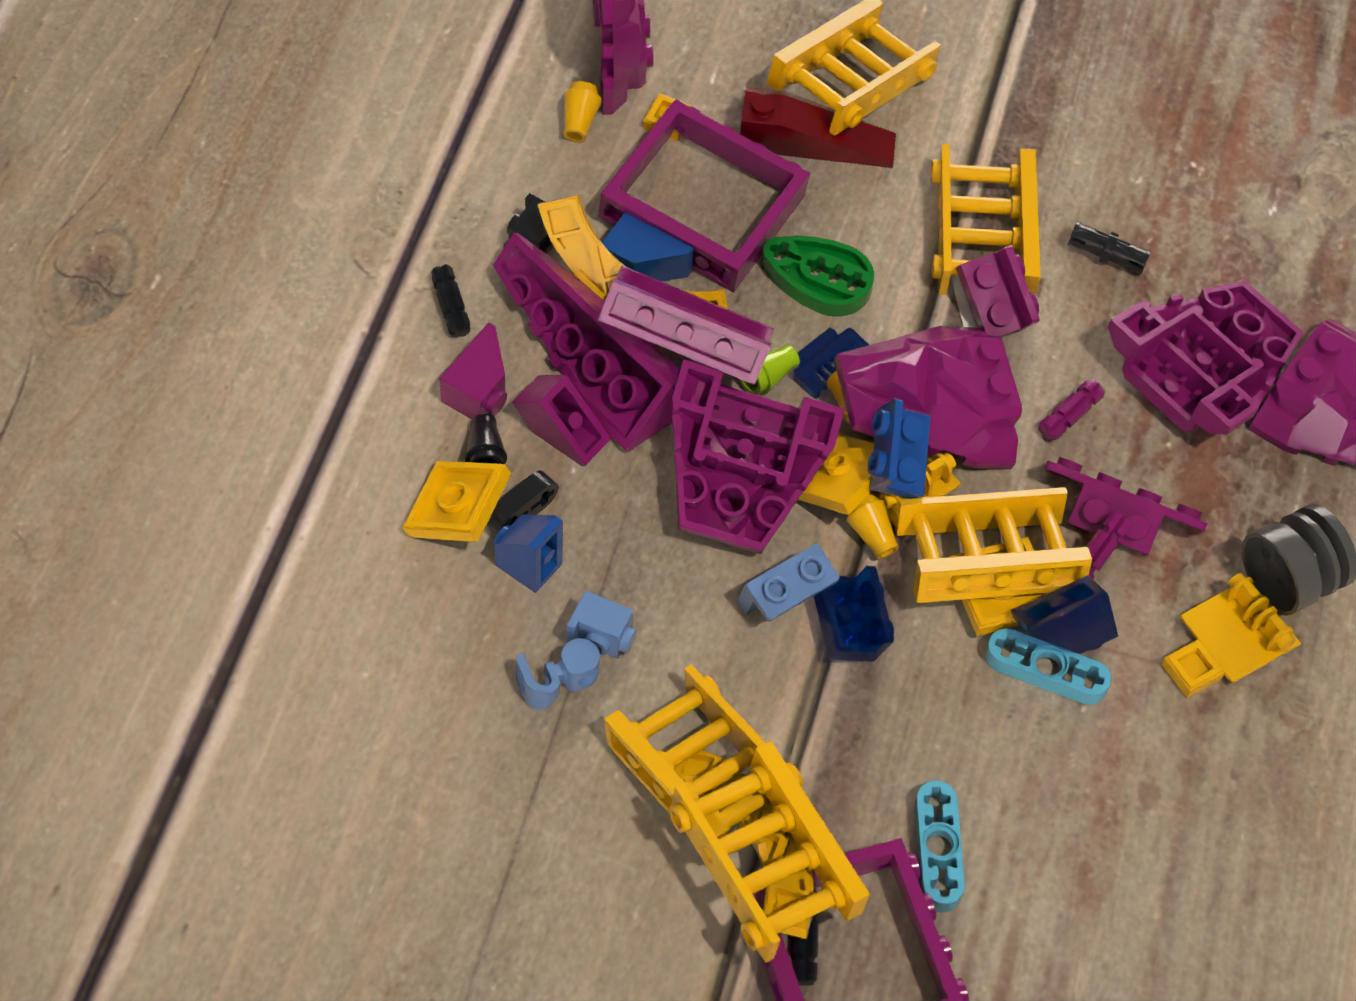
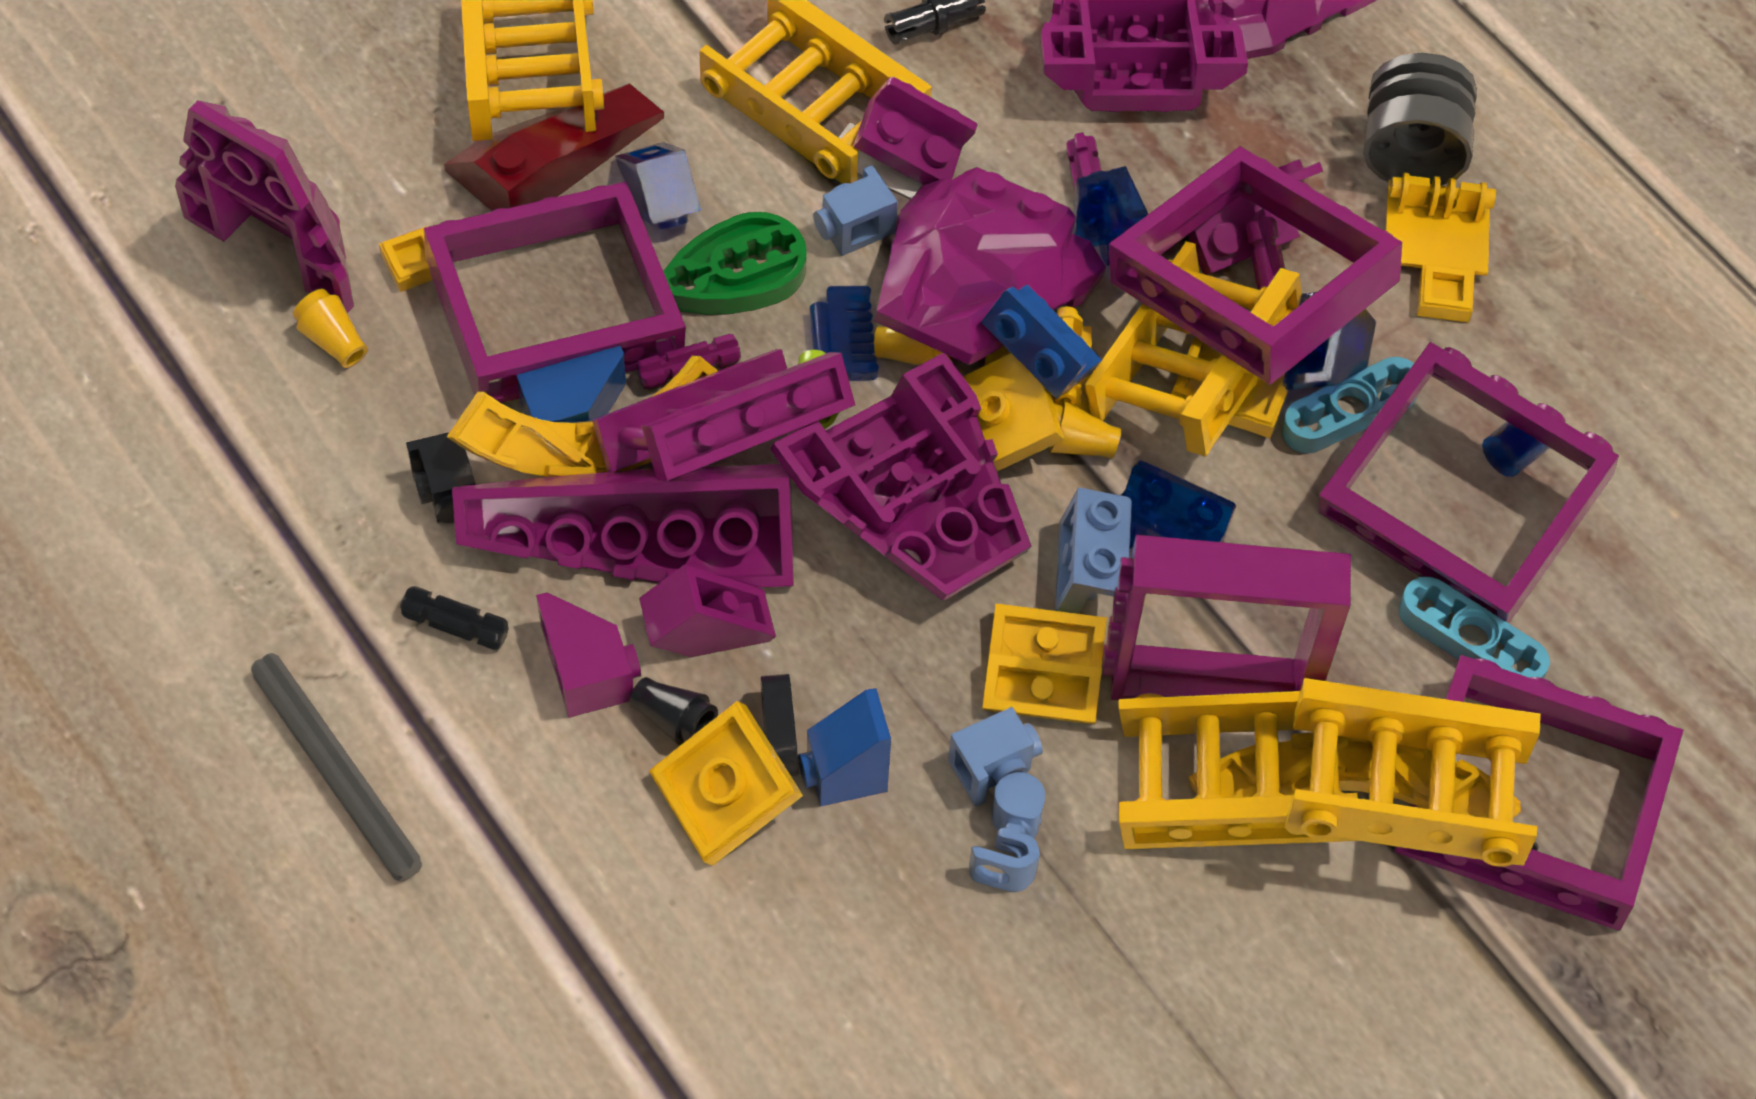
camera: 50 degrees left, 0 degrees up
(307, 313) = (336, 767): none -> dark grey axle
(693, 617) = (1045, 663): none -> yellow slope
(737, 297) = (655, 371): none -> magenta axle
(751, 610) = (1228, 574): none -> magenta window
(833, 193) = (660, 183): none -> clear blue slope
(914, 304) = (857, 213): none -> medium blue brick
(1038, 435) = (1106, 207): none -> clear blue bracket
(1044, 840) = (1425, 556): none -> magenta window
(1063, 583) = (1219, 321): none -> magenta window
(1111, 780) = (1511, 449): none -> clear blue piece

